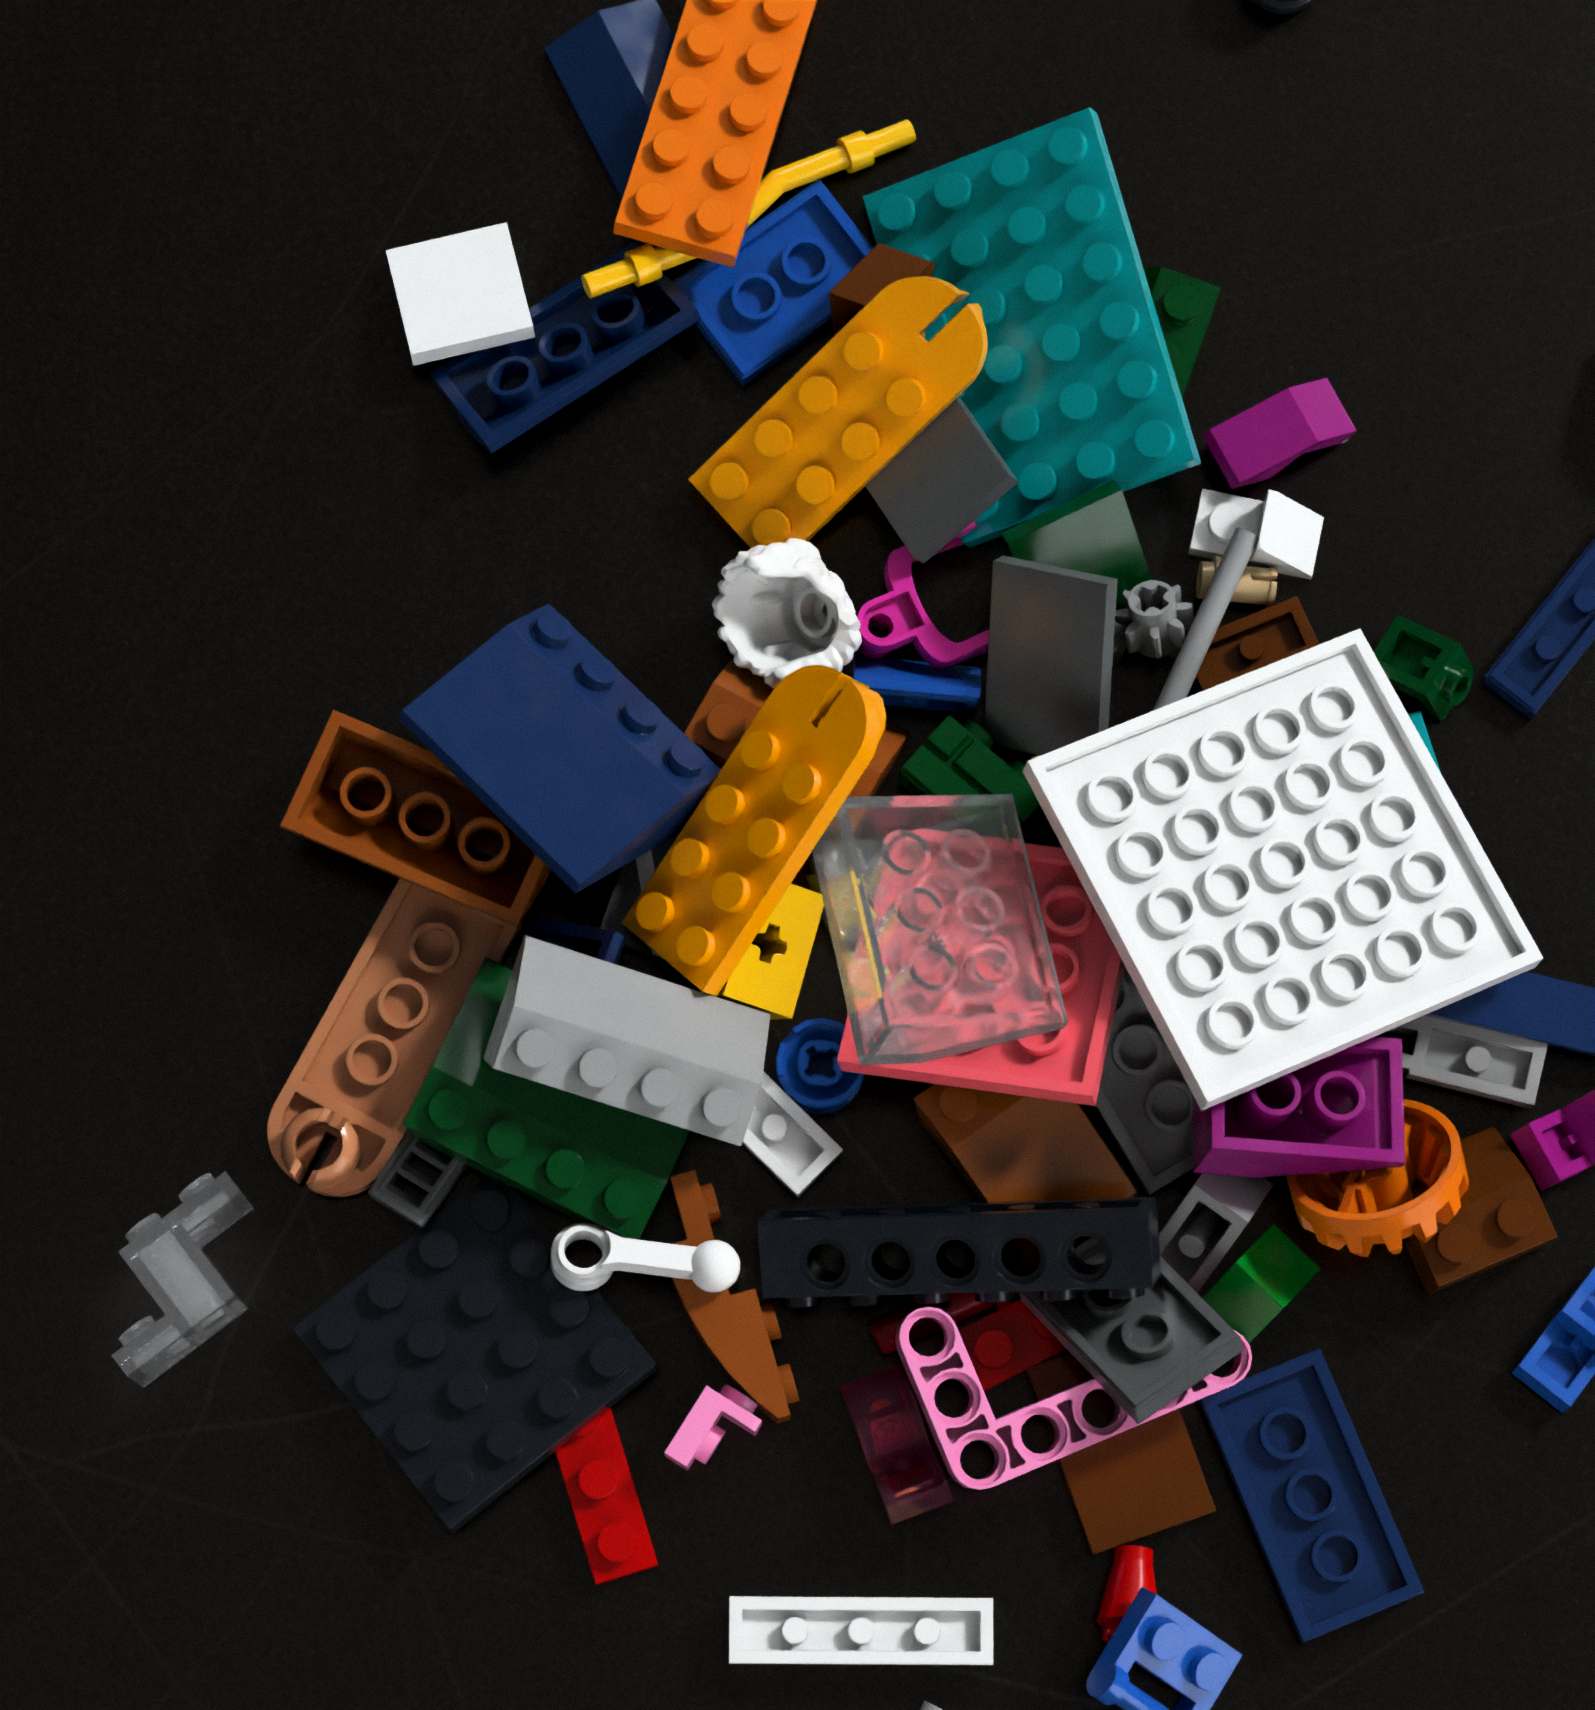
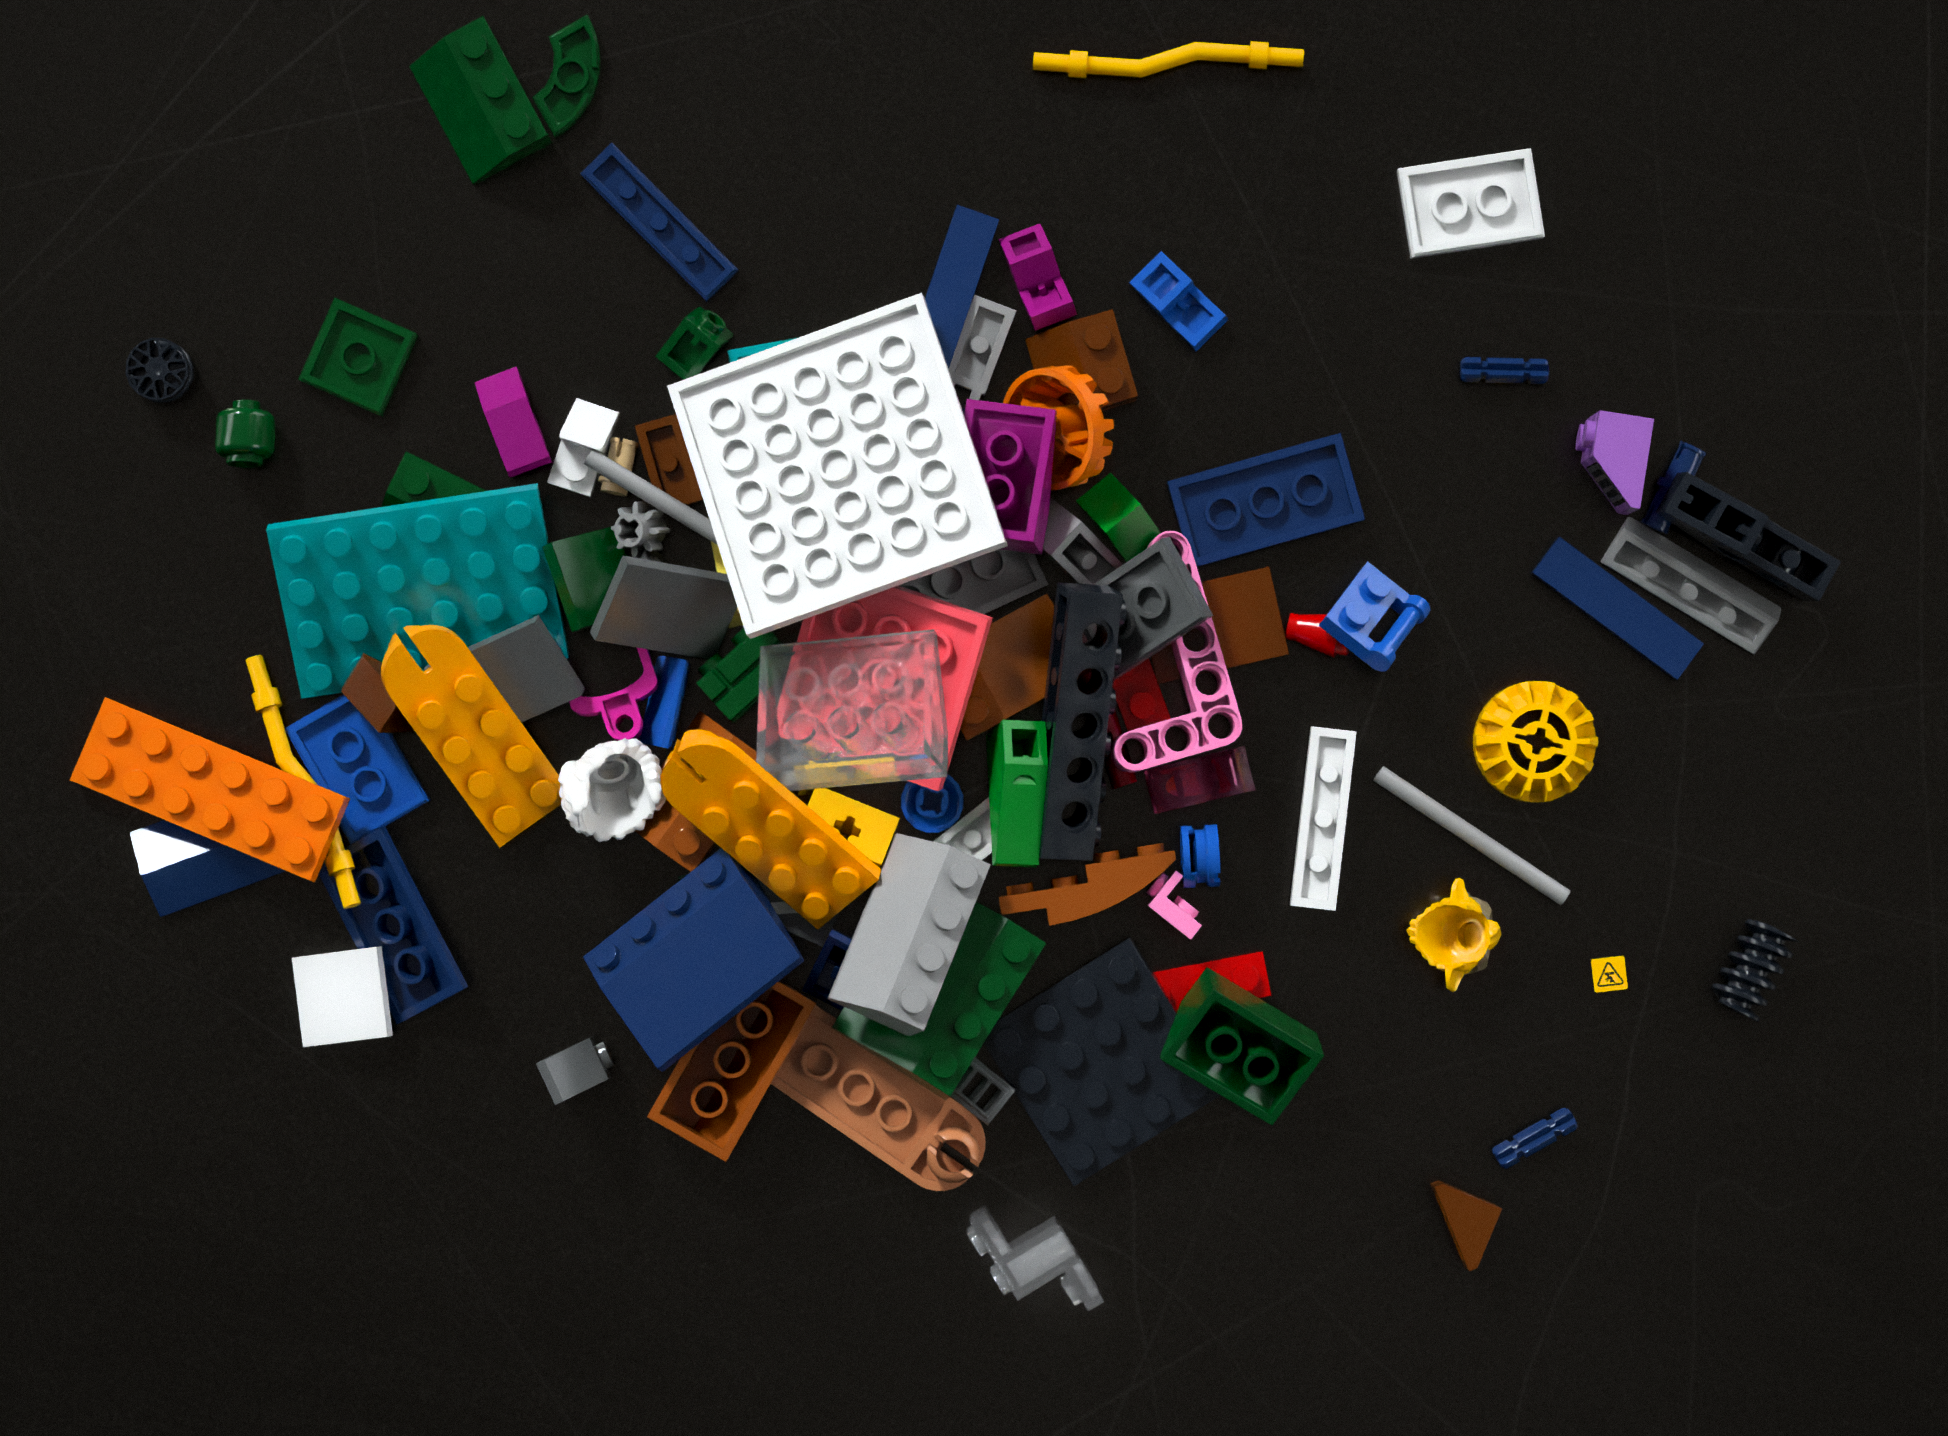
camera: 85 degrees left, 10 degrees up
(389, 609) = (576, 1069): none -> dark grey slope
(516, 1543) = (1241, 1046): none -> dark green slope
(710, 1265) = (1067, 893): white piece -> none
(786, 1462) = (1205, 856): none -> blue wheel
(848, 1177) = (1017, 790): none -> green slope
(1214, 81) = (245, 434): none -> dark green head
(1339, 222) = (358, 357): none -> dark green tile

